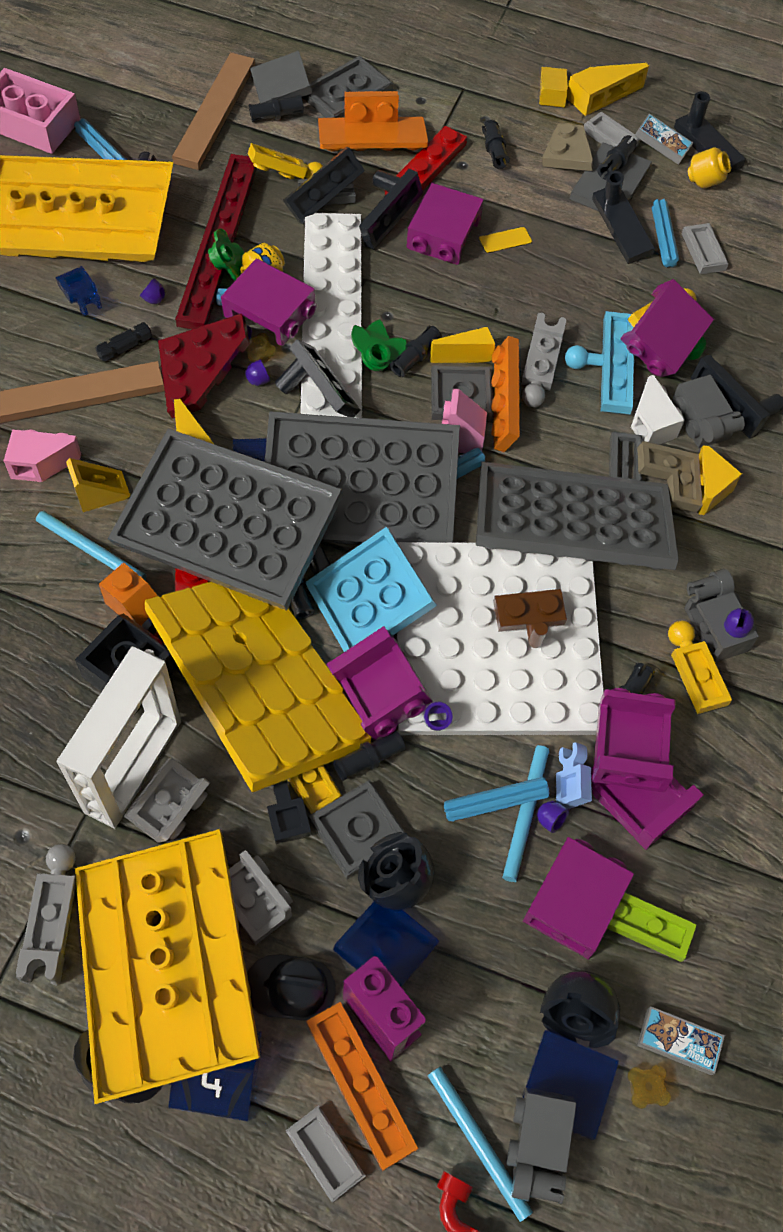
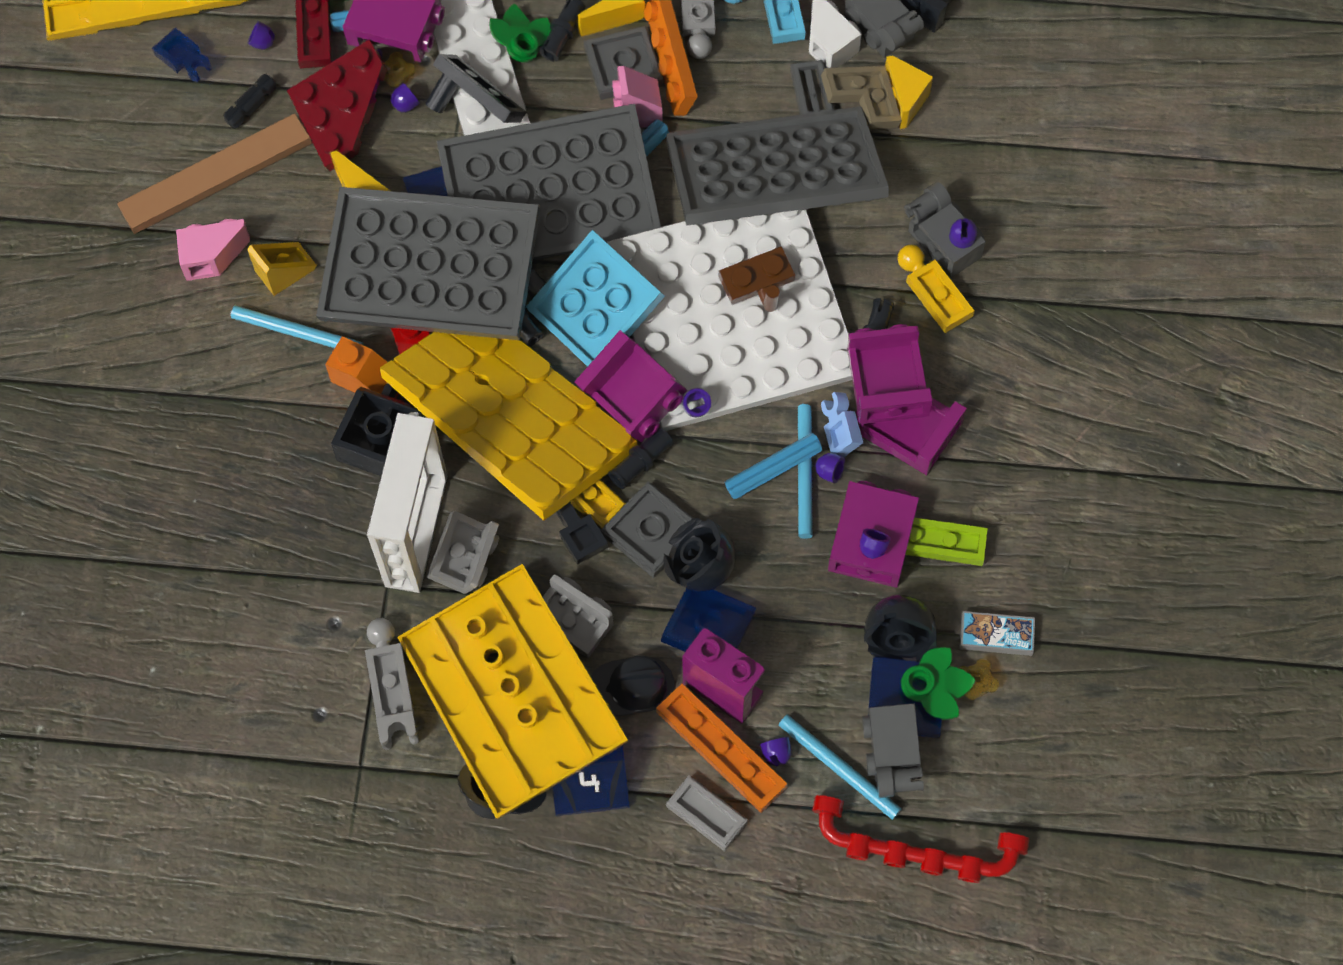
camera: 10 degrees left, 5 degrees up
(417, 1106) = (777, 751): none -> dark purple hinge
(577, 910) = (874, 543): none -> dark purple hinge
(611, 1085) = (943, 683): none -> green plate

